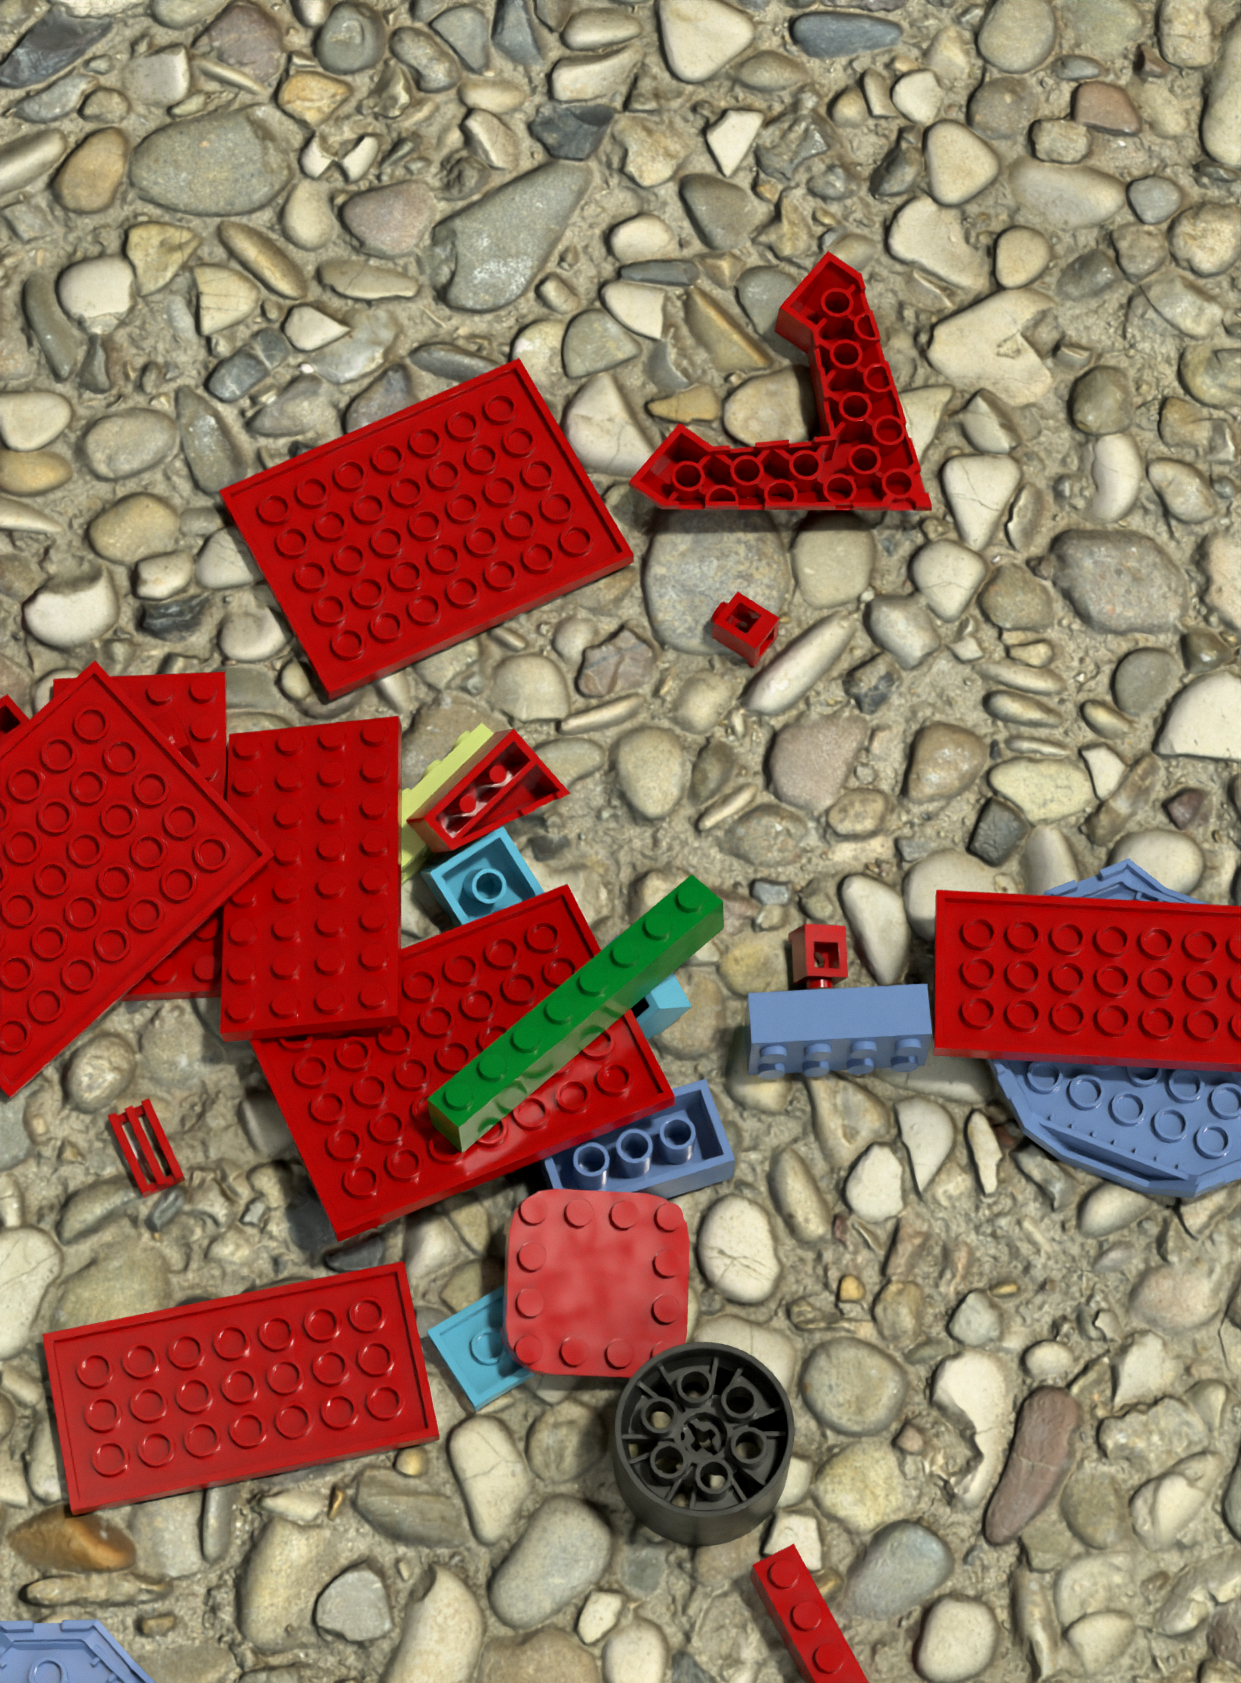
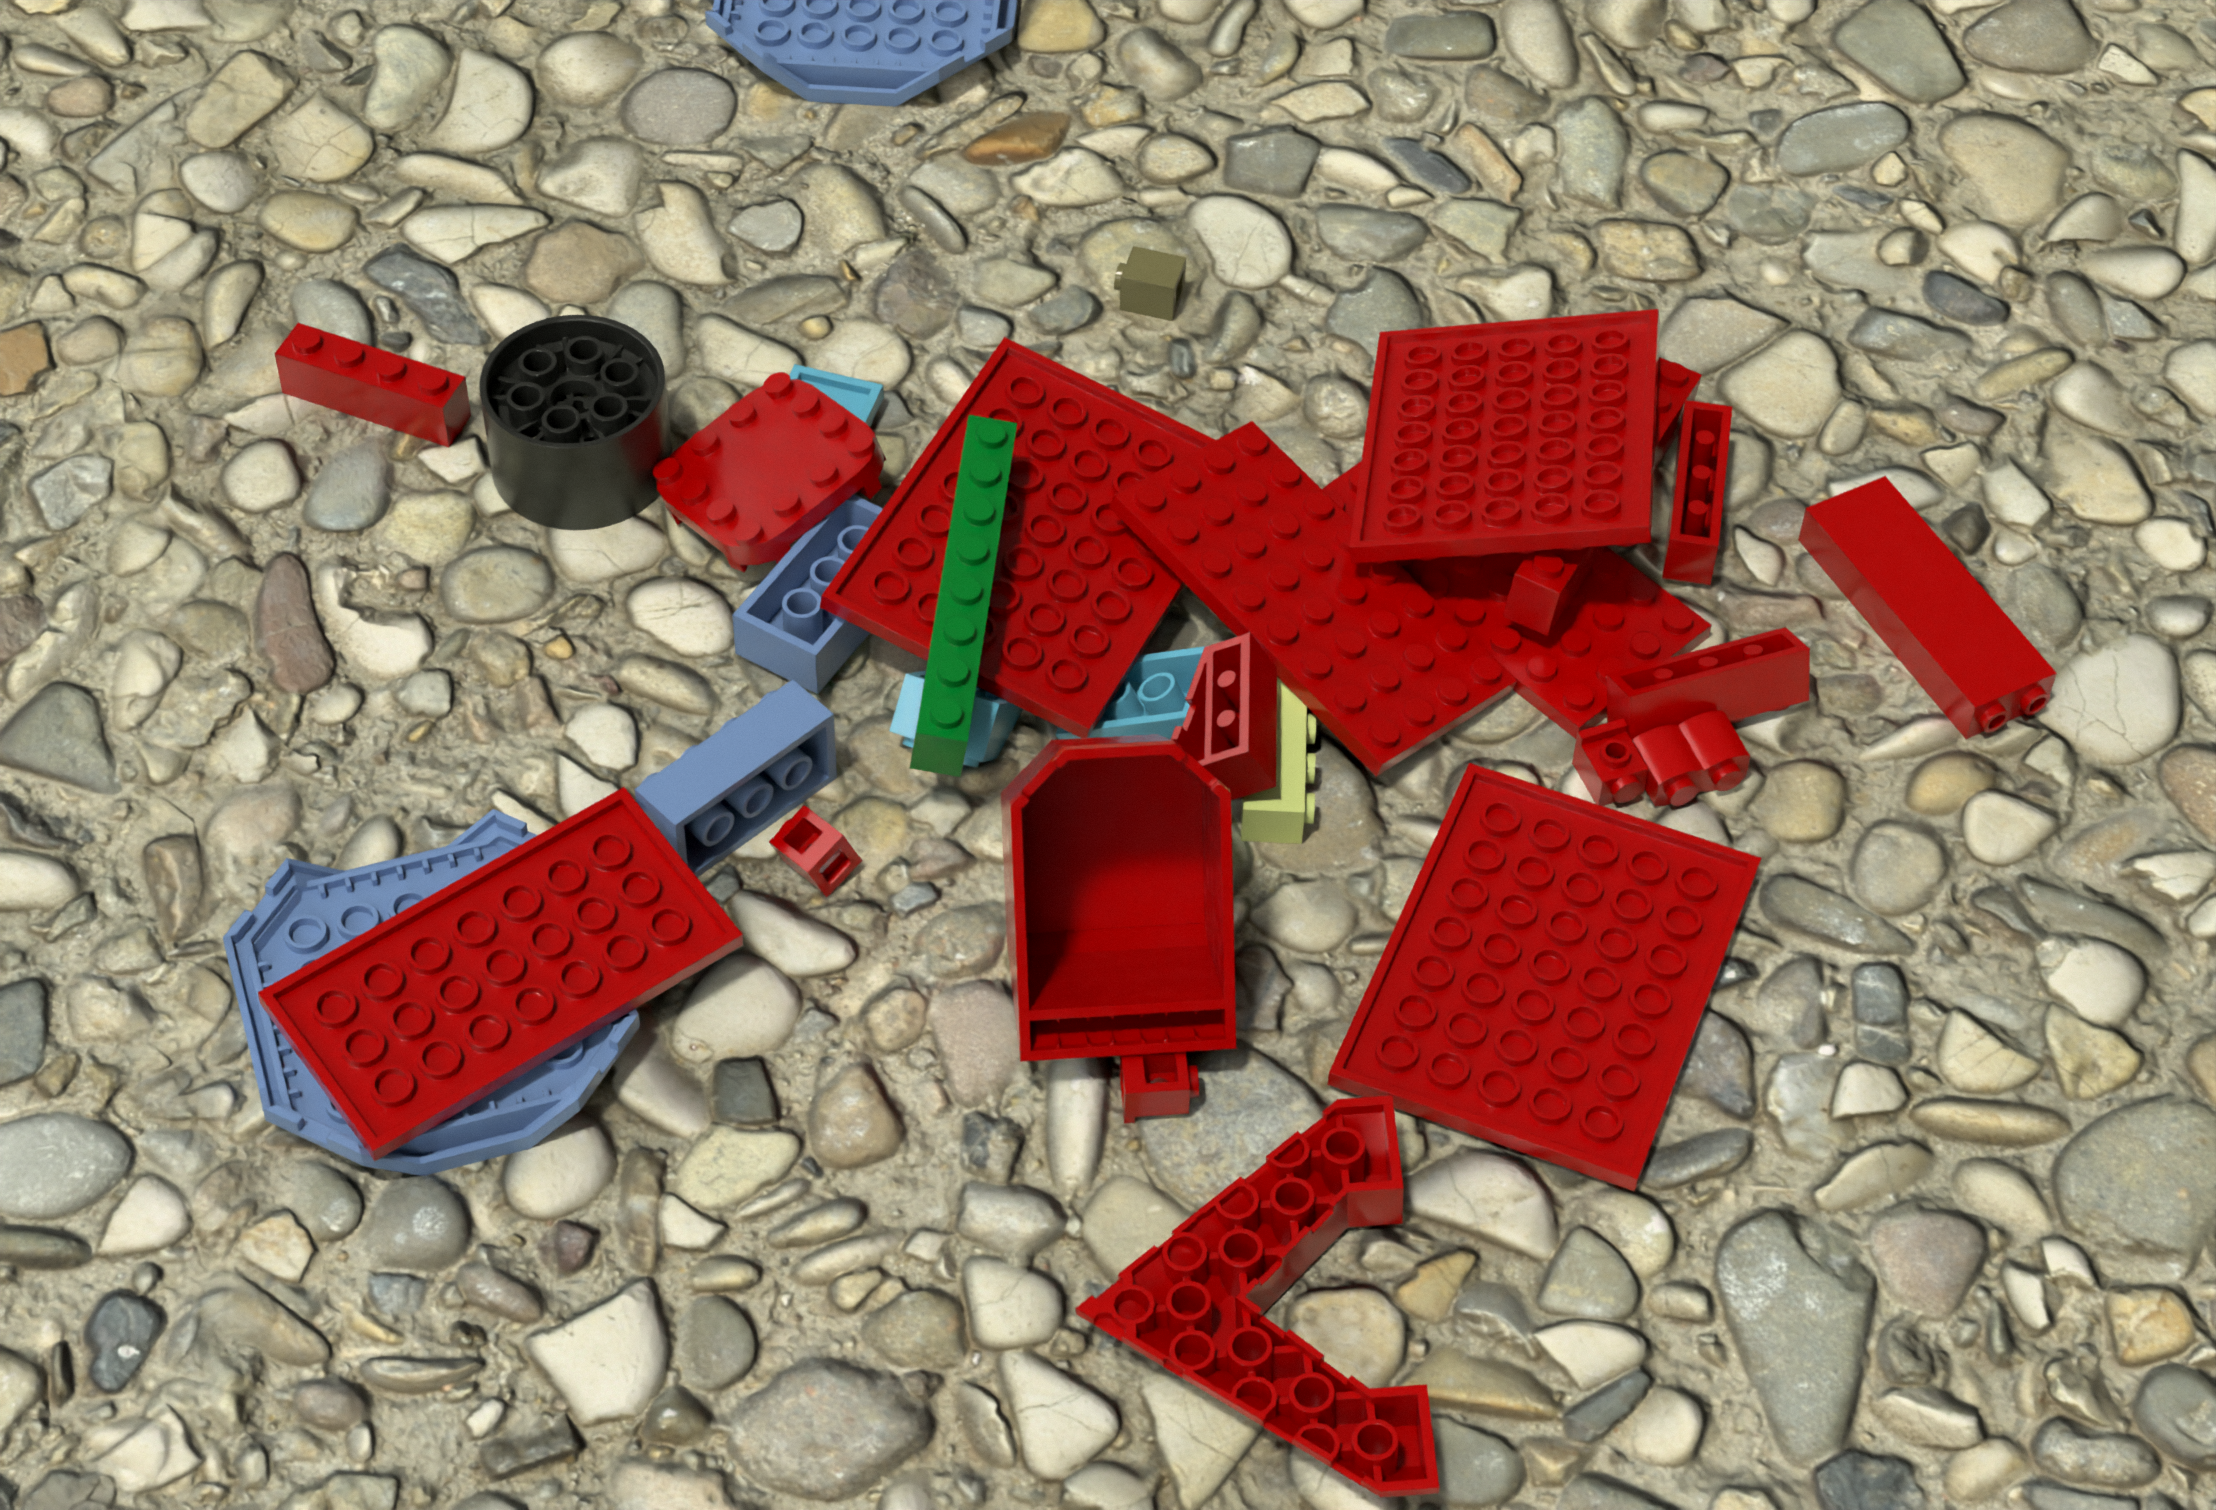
camera: 140 degrees right, 15 degrees down
(120, 620) = (1734, 677): none -> red brick
(131, 1115) = (1242, 370): red tile -> none
(131, 1277) = (1151, 283): none -> olive brick
(182, 592) = (1692, 758): none -> red brick
(236, 639) = (1609, 763): none -> red brick
(239, 1387) = (996, 264): red plate -> none
(685, 706) = (1119, 901): none -> red windscreen

